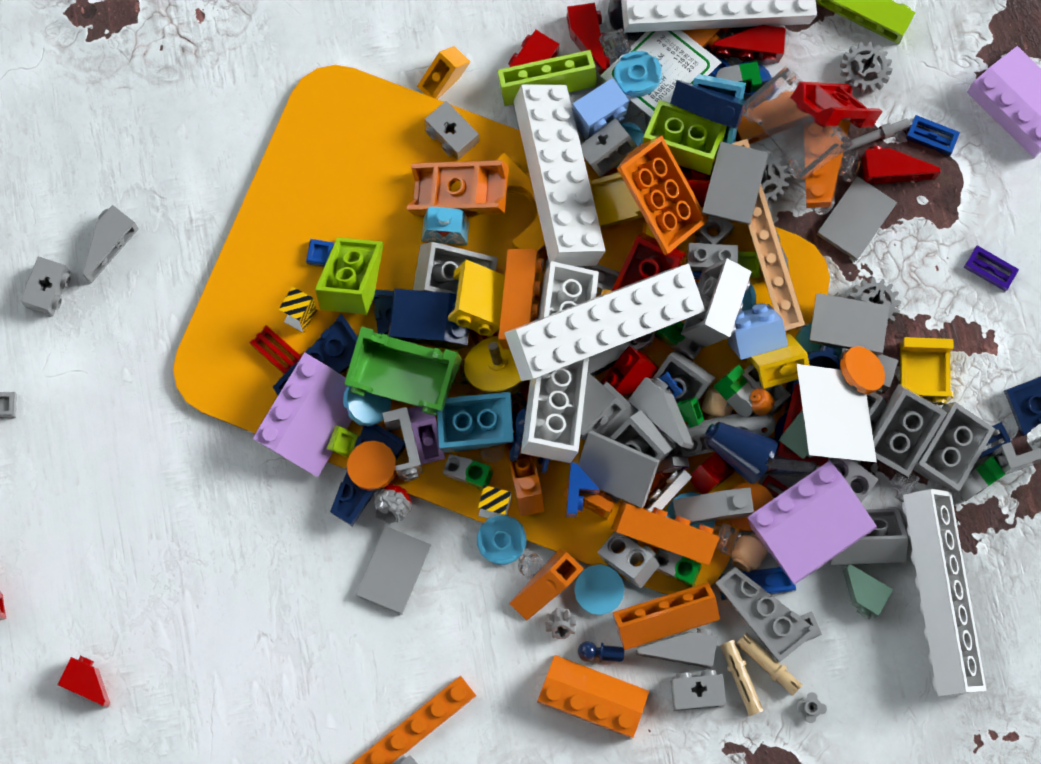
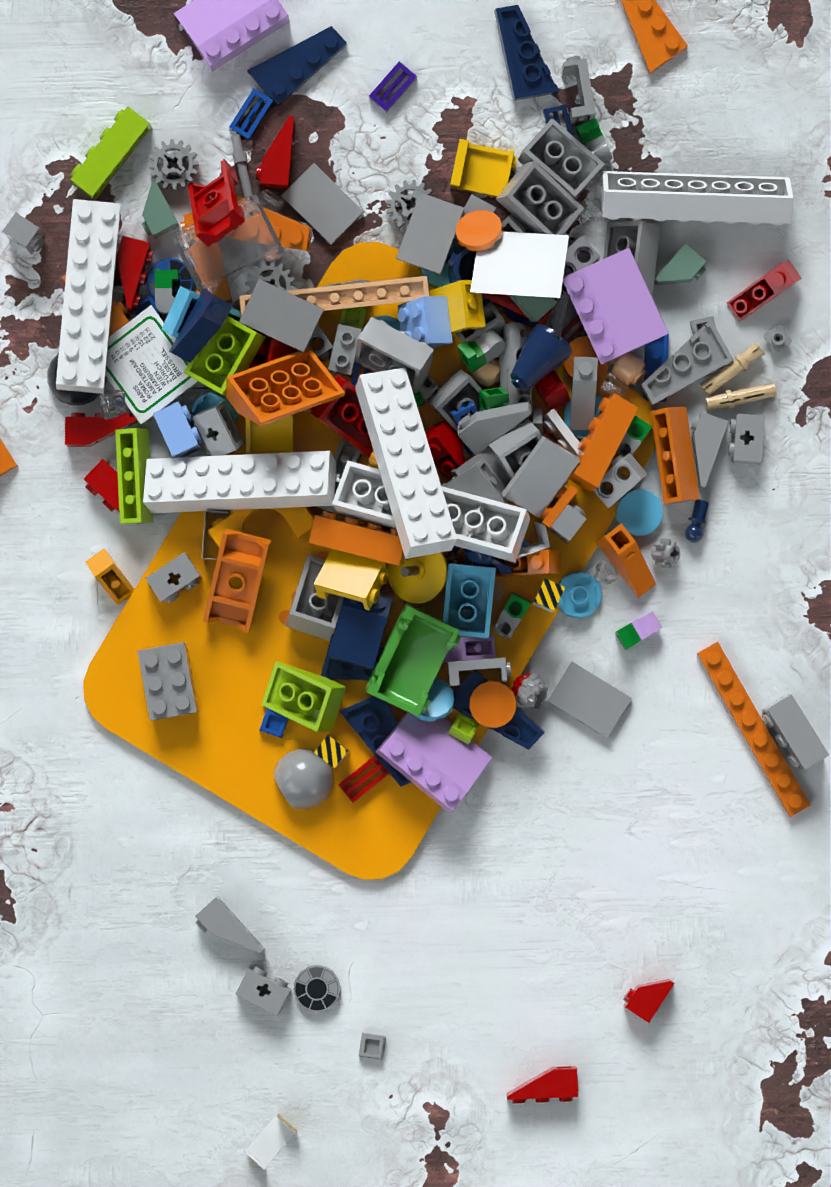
camera: 75 degrees left, 10 degrees up
(55, 340) = (316, 988): none -> tile
(264, 289) = (303, 778): none -> light grey cylinder
(346, 141) = (167, 681): none -> light grey brick
(445, 226) = (270, 599): medium azure torso -> none
(474, 608) = (638, 630): none -> leg
(496, 153) = (204, 536): none -> white sticker
(540, 478) = (542, 543): none -> white sticker
(578, 483) = (548, 515): blue slope -> none
(583, 517) = (568, 523): none -> light grey brick
(593, 696) = (736, 534): orange slope -> none
(638, 73) = (148, 387): medium azure tile -> none
(762, 401) = (495, 330): orange piece -> none
(814, 60) = (157, 214): none -> sand green slope
(861, 685) = (764, 290): none -> red slope
(991, 170) = (295, 66): none -> dark blue wing

